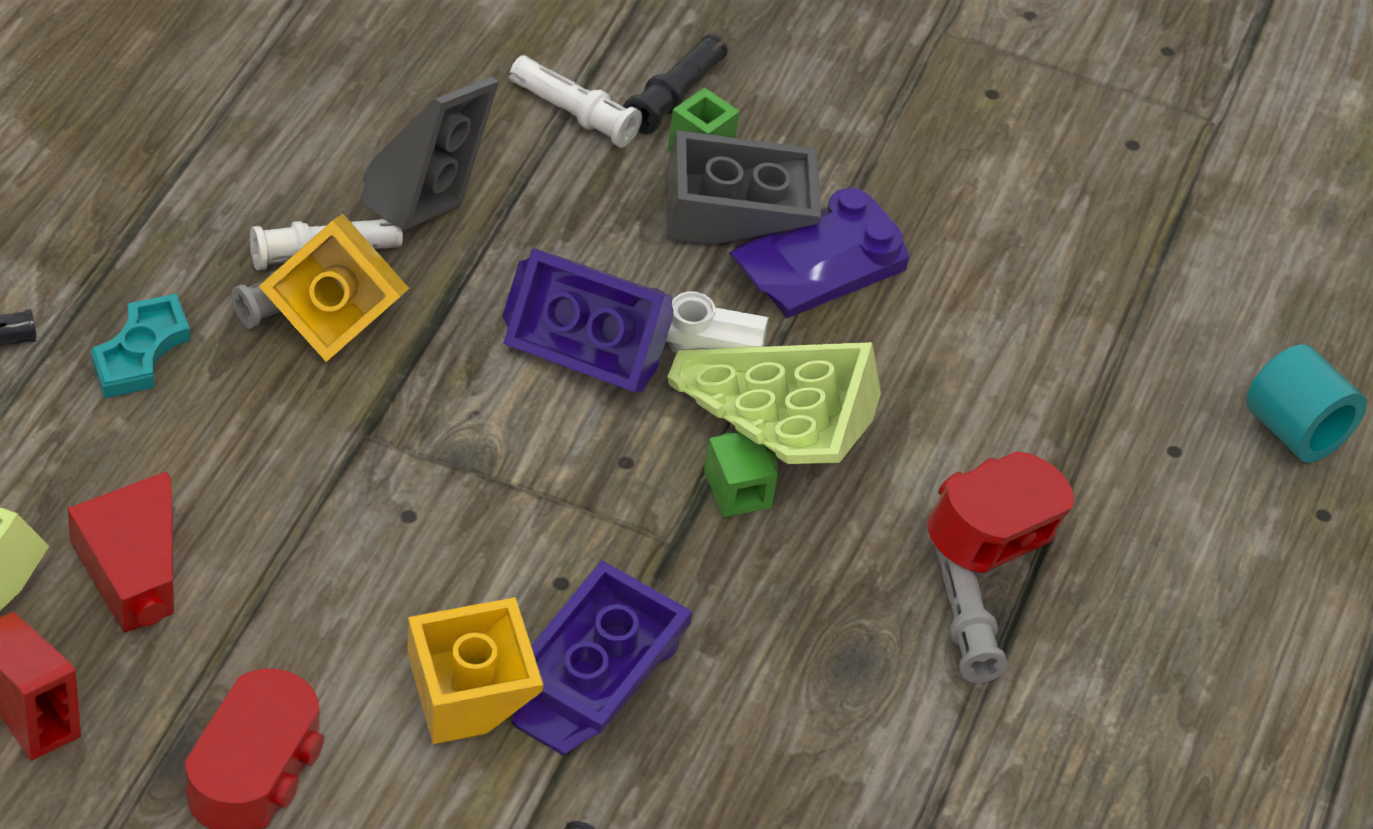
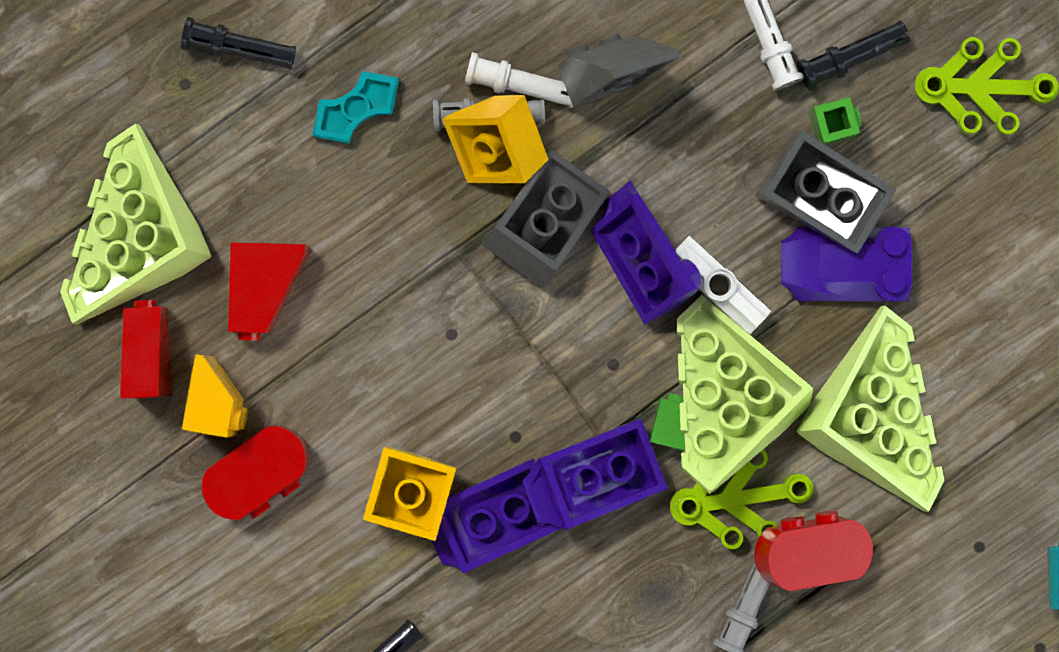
camera: 40 degrees right, 40 degrees up
(151, 680) = (213, 401): none -> yellow slope
(445, 351) = (546, 219): none -> dark grey slope
(687, 545) = (594, 477): none -> dark purple slope
(784, 77) = (980, 87): none -> lime plant
(867, 518) = (734, 500): none -> lime plant
(954, 378) = (873, 414): none -> yellowish green slope

